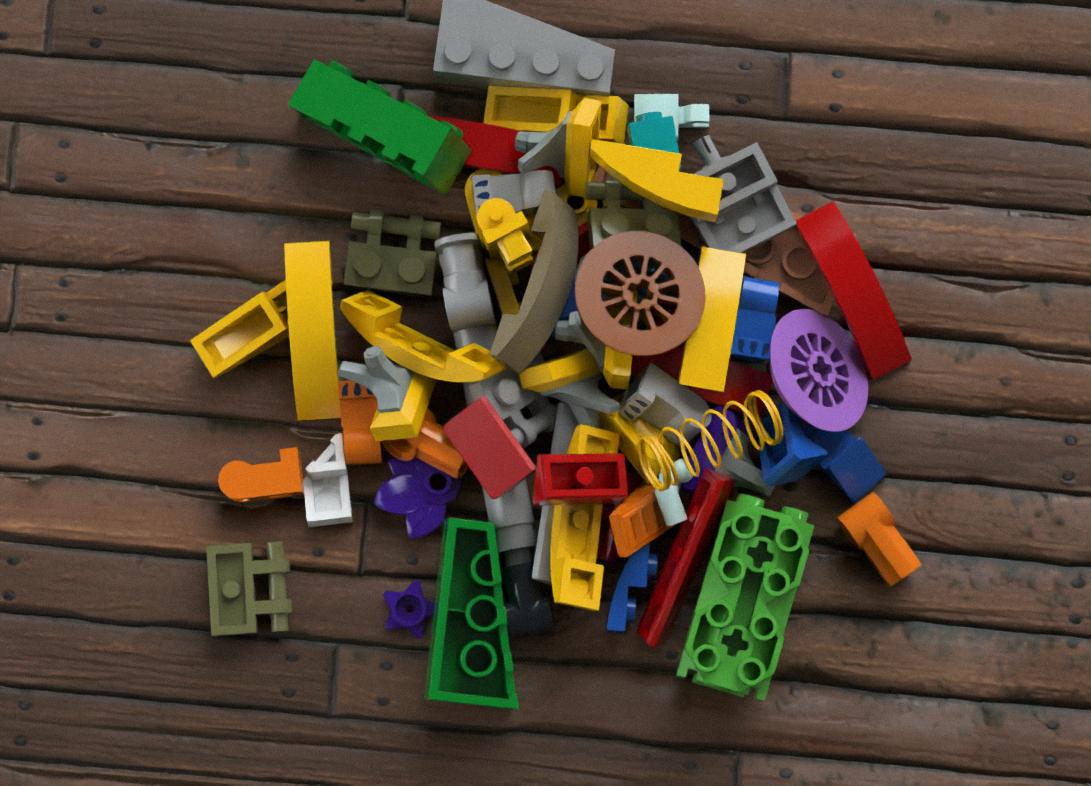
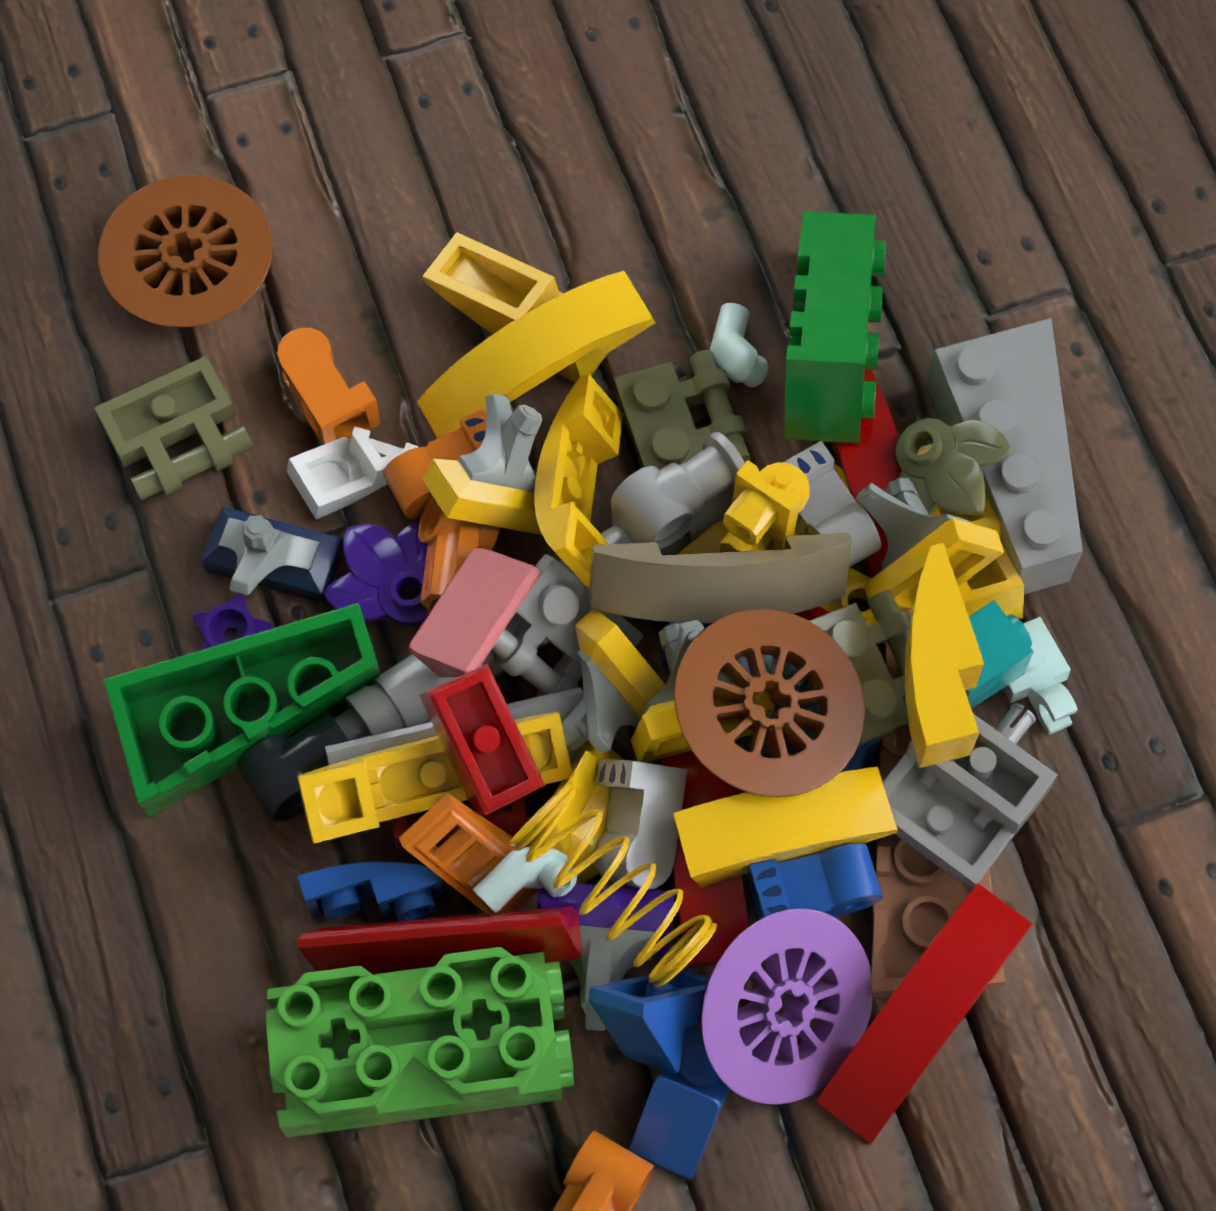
camera: 65 degrees right, 15 degrees down
(84, 491) = (185, 198): none -> dark orange piece
(359, 197) = (733, 351): none -> light aqua arm
(369, 562) = (271, 555): none -> piece
(524, 103) = (951, 469): none -> olive plate

